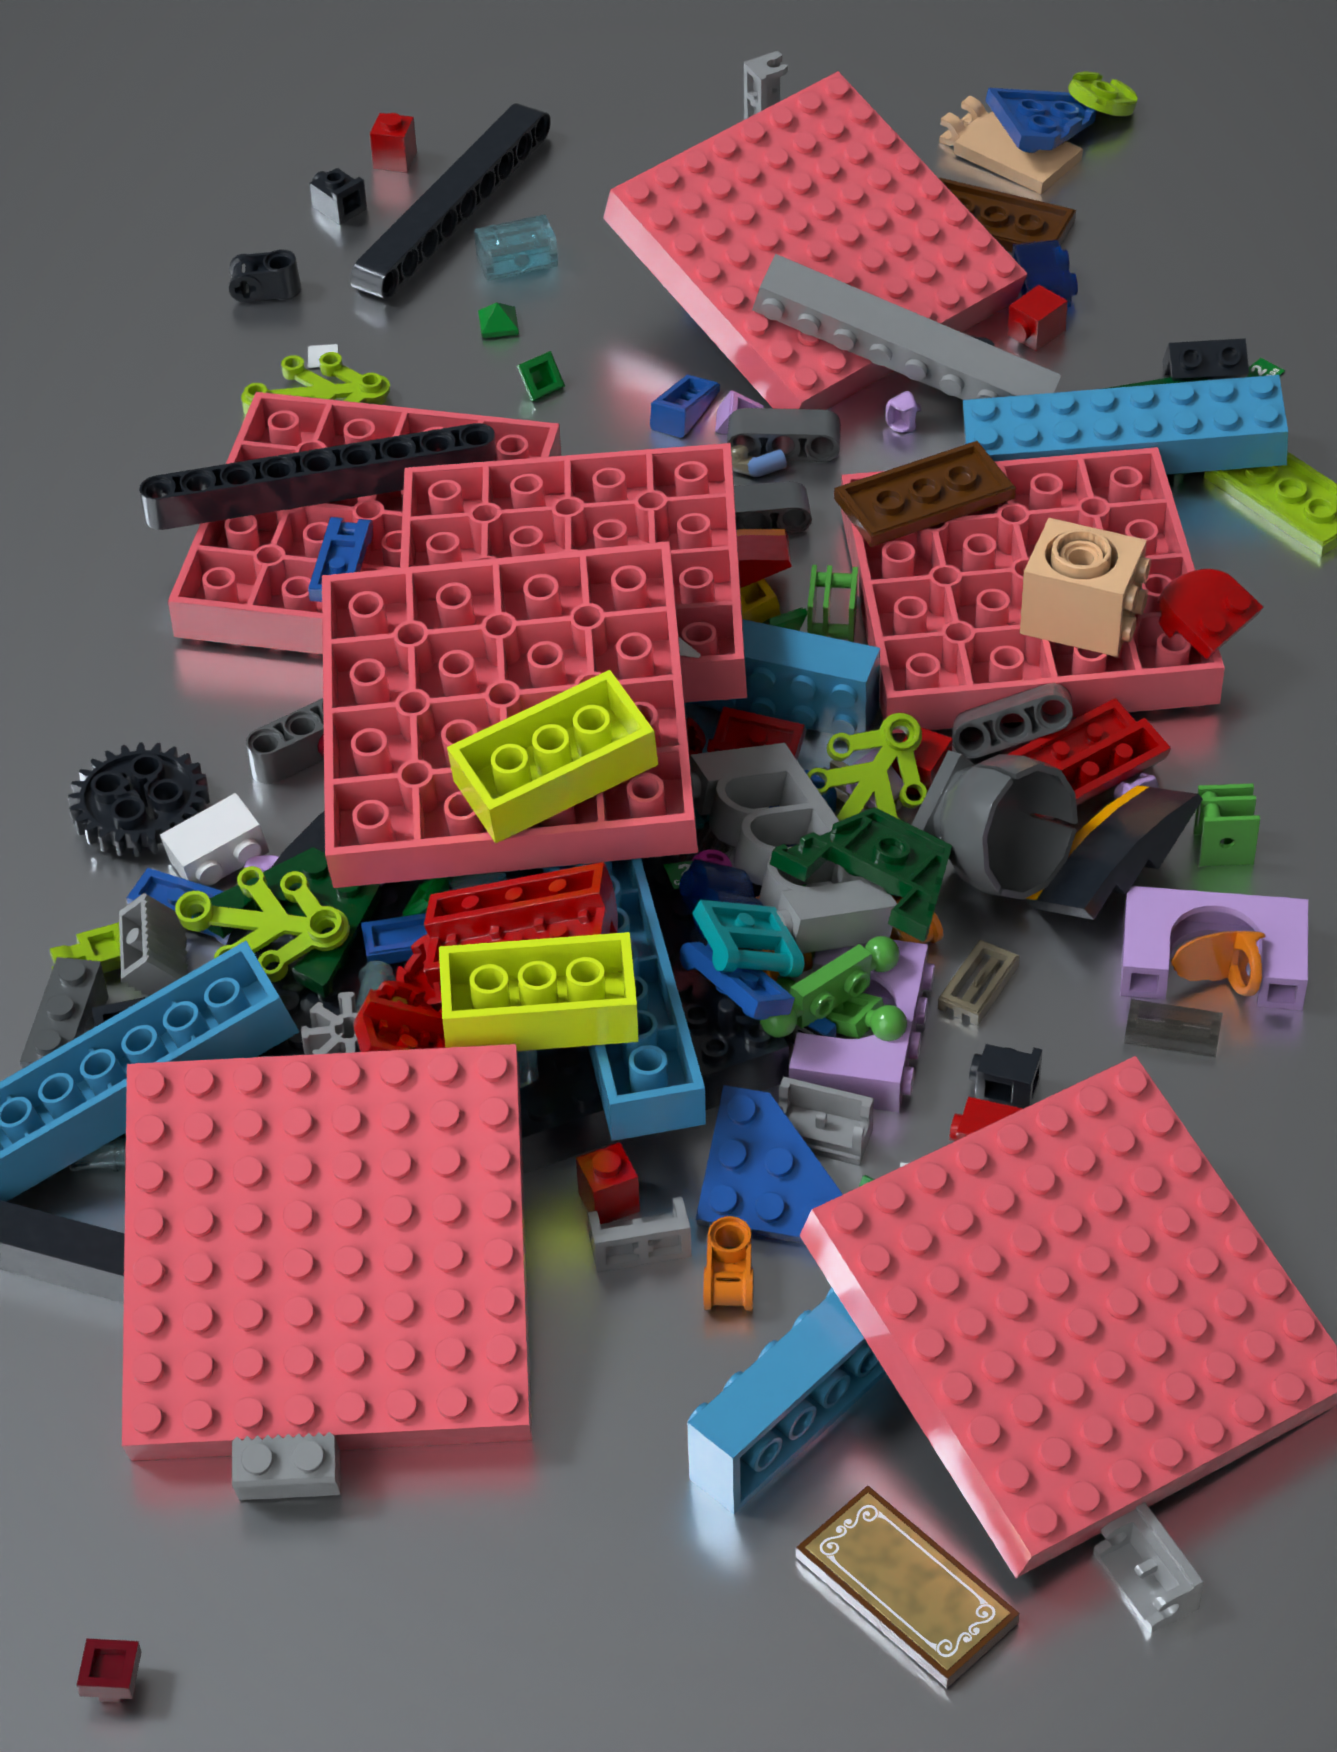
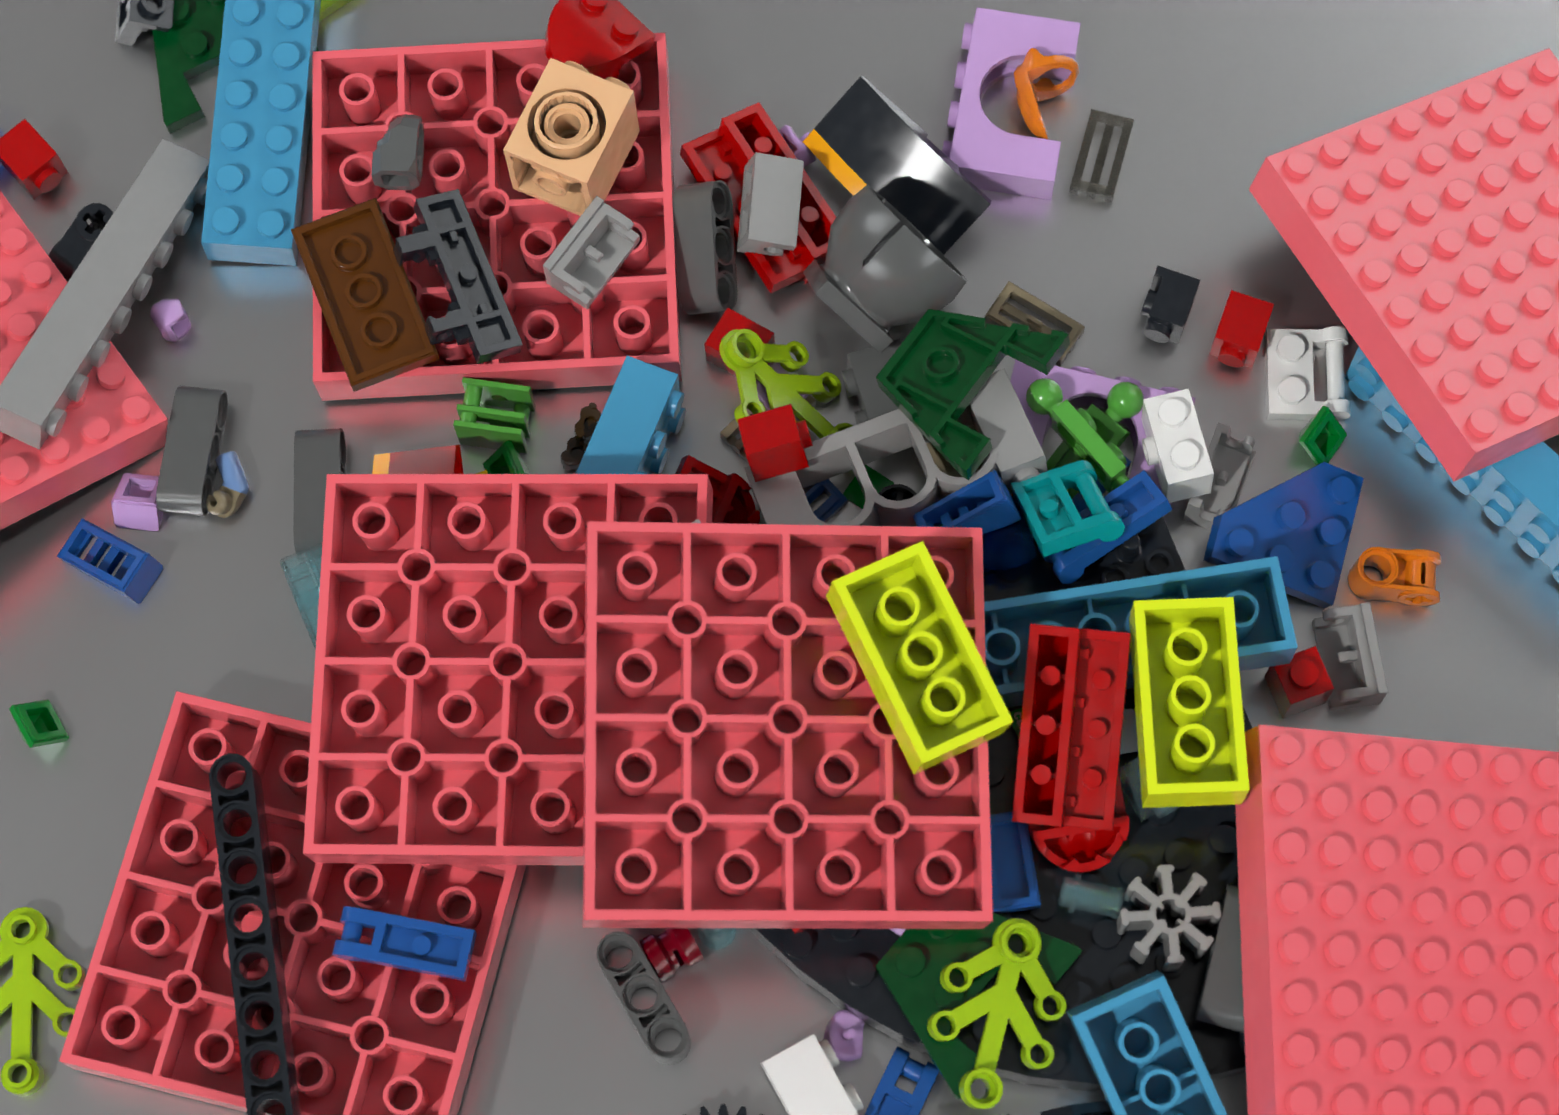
camera: 85 degrees left, 25 degrees up
(398, 1020) = (1189, 853): red slope -> none
(741, 874) = (980, 504): none -> blue slope
(802, 744) = (775, 442): none -> red brick
(834, 1047) = (1176, 446): none -> white brick
(968, 537) = (477, 306): none -> black hinge
(981, 621) = (591, 253): none -> light grey hinge
(1056, 739) = (770, 204): none -> light grey hinge
(1060, 497) = (400, 154): none -> dark grey rock
(1227, 816) = (853, 66): bright green piece -> none

